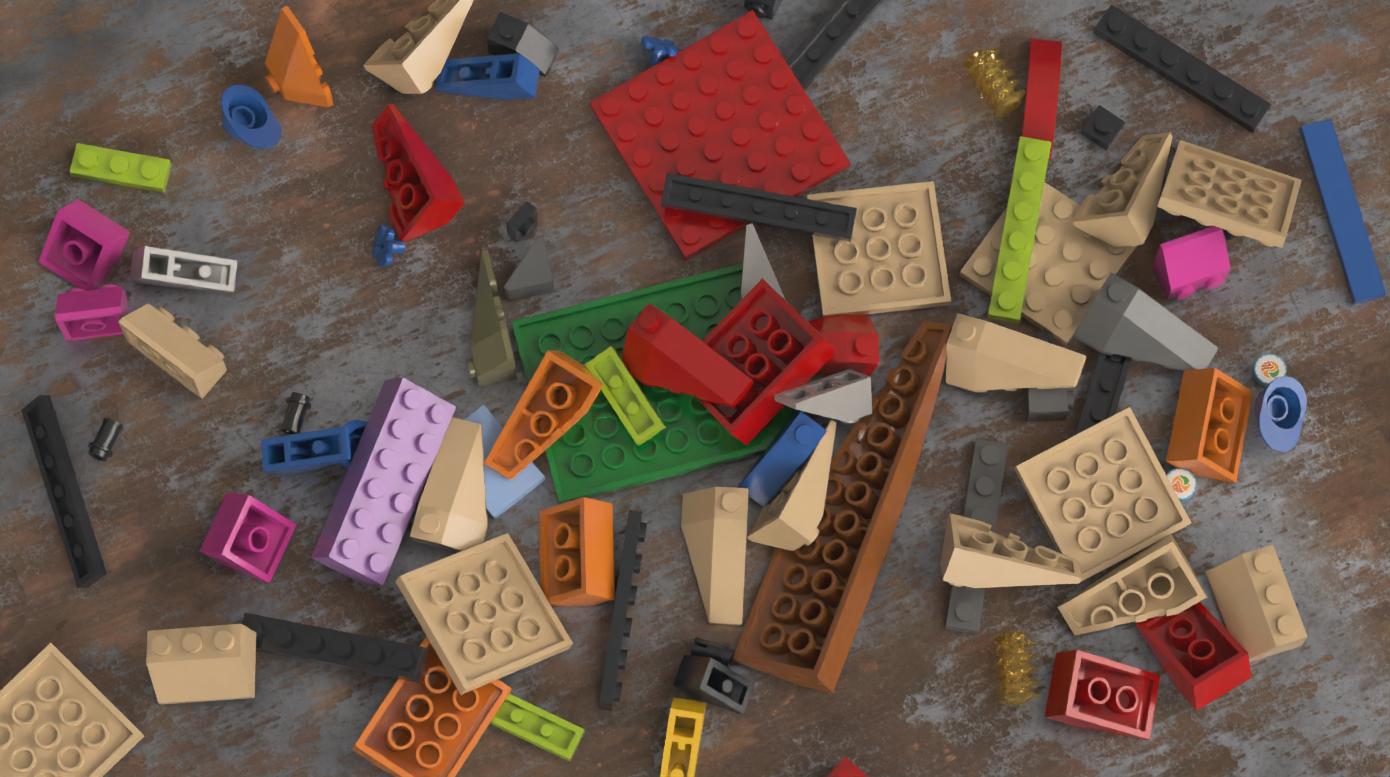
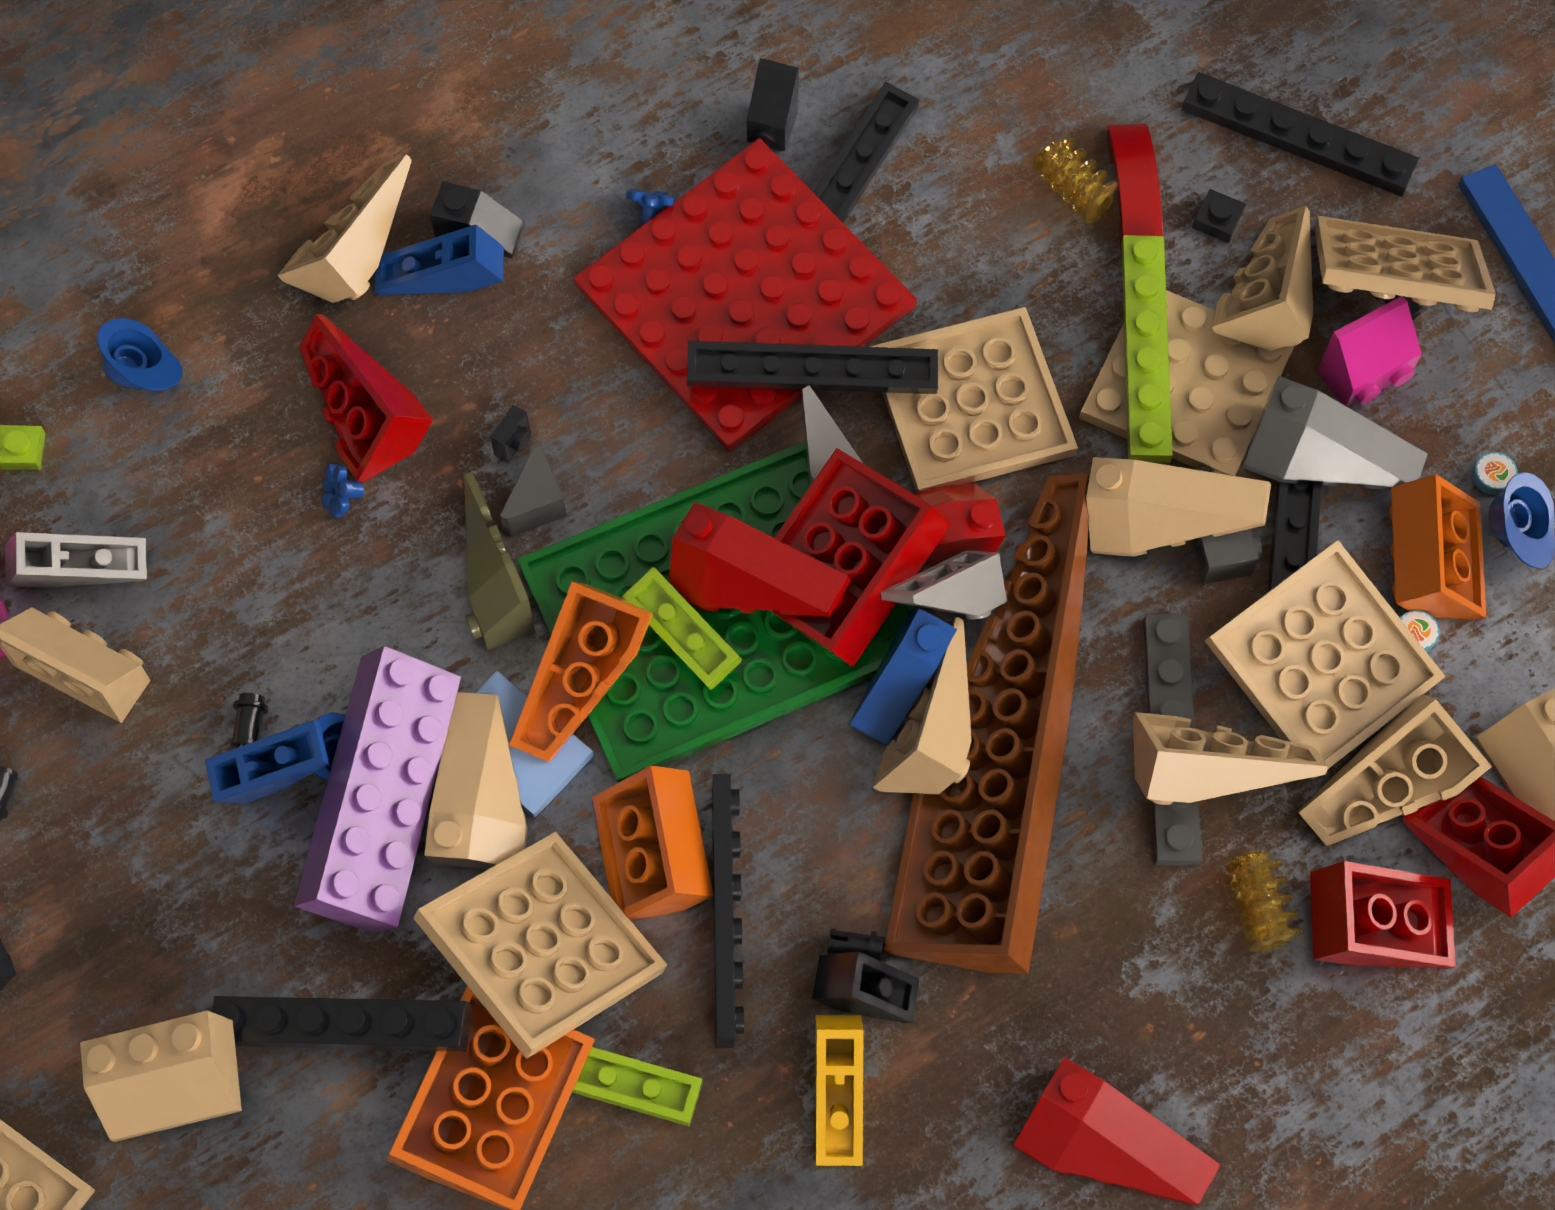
camera: 10 degrees left, 5 degrees down
(248, 536) = (205, 893): dark pink slope -> none
(292, 64) = (184, 280): orange wedge -> none
(716, 542) = (834, 795): tan wedge -> none

